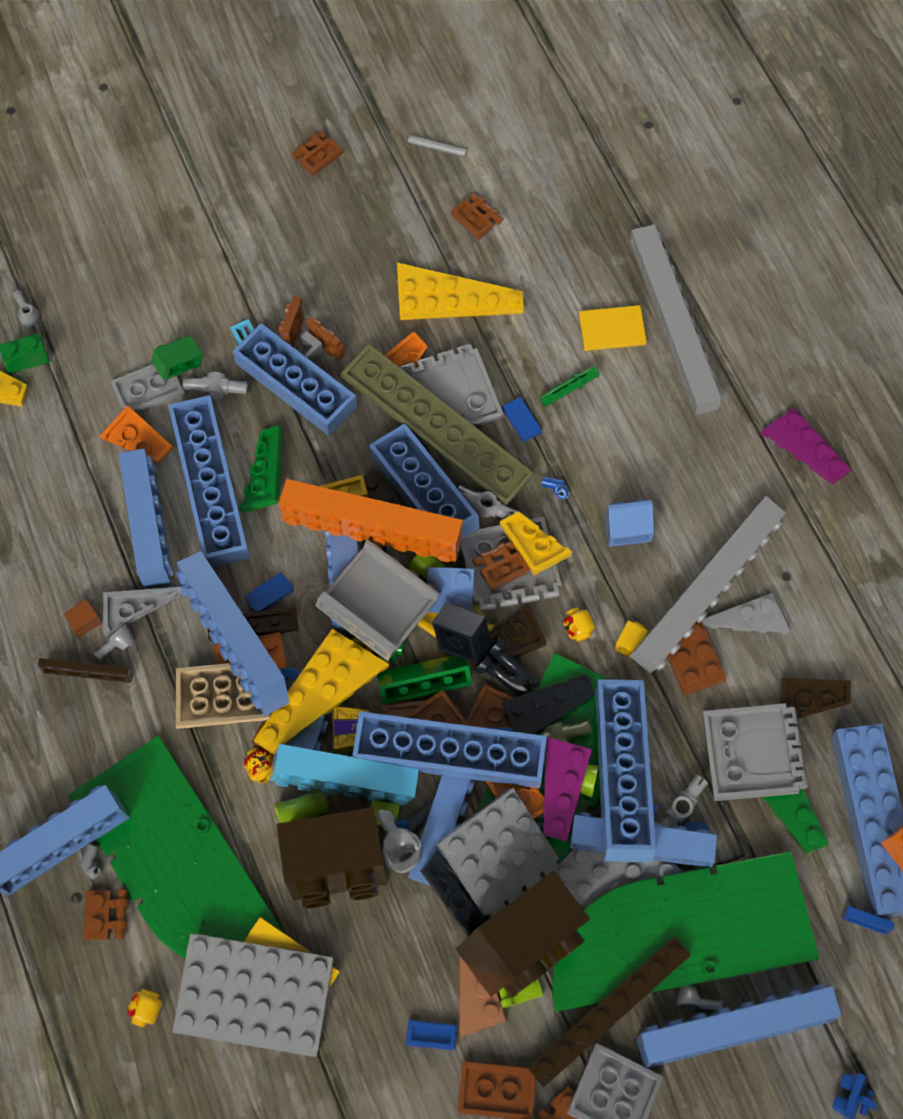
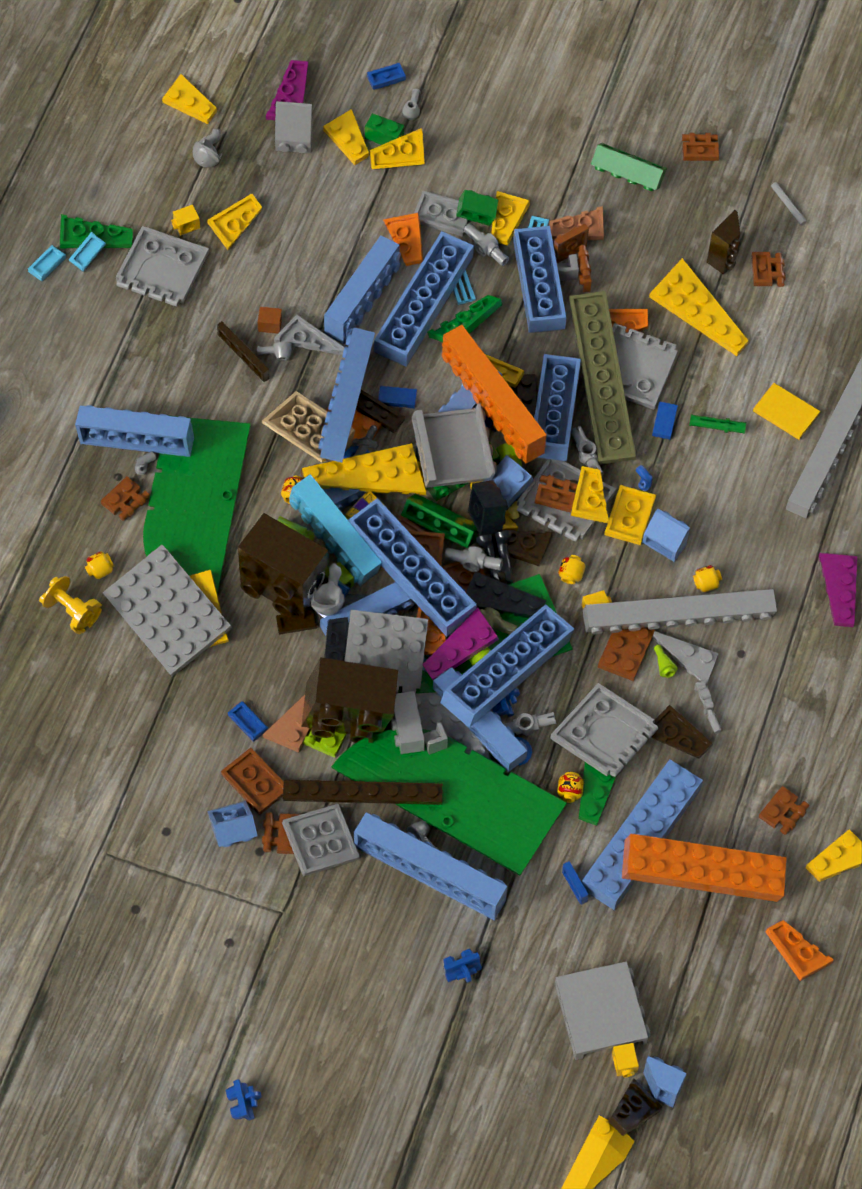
camera: 40 degrees right, 5 degrees down
(56, 361) = (399, 152): none -> yellow wing
(165, 1076) = (82, 613): none -> yellow piece
(212, 343) = (508, 216): none -> yellow wing
(238, 438) = (471, 293): none -> medium azure tile
(273, 309) = (592, 219): none -> nougat wing
(274, 217) = (628, 166): none -> brick
(287, 663) = (366, 442): none -> dark grey sword
(386, 893) = (296, 623): none -> dark brown tile
(430, 219) = (724, 244): none -> dark brown slope
(490, 690) = (474, 559): none -> light grey pin
(576, 529) = (630, 515): none -> yellow tile
(603, 914) = (407, 724): none -> light grey brick
(625, 898) = (436, 739): none -> light grey panel
(697, 533) = (707, 578): none -> yellow head
(741, 643) = (665, 664): none -> lime cone
(774, 831) = (570, 787): none -> yellow head
(805, 644) = (705, 697): none -> light grey piece

